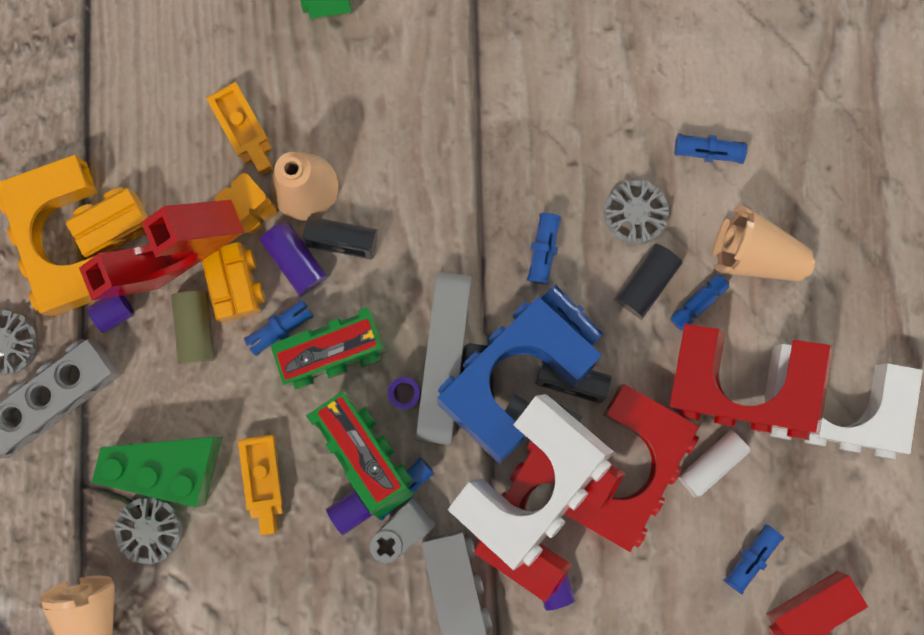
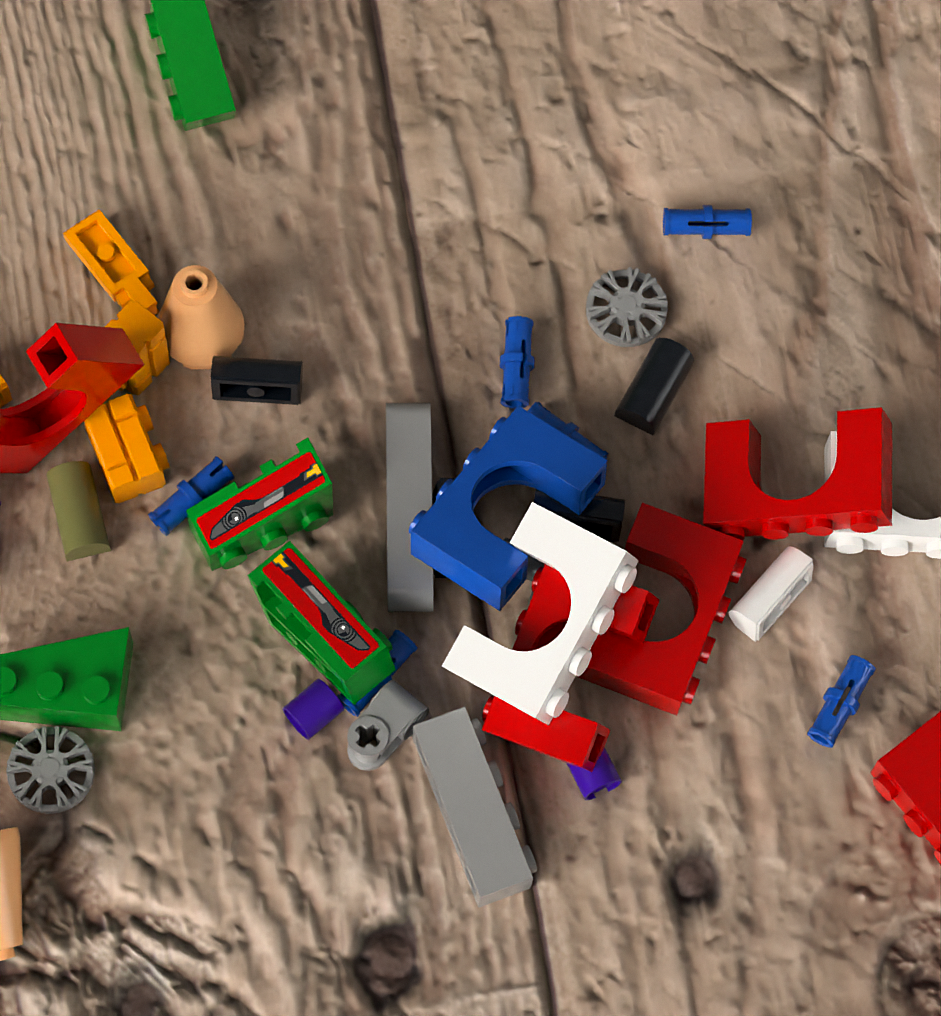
camera: 15 degrees left, 15 degrees down
(262, 481) = (194, 685): light orange hinge -> none
(293, 258) = (197, 412): dark purple brick -> none
(393, 386) = (360, 539): dark purple beam -> none
(700, 301) = (724, 400): blue axle -> none
(760, 249) = (788, 327): light nougat cone -> none

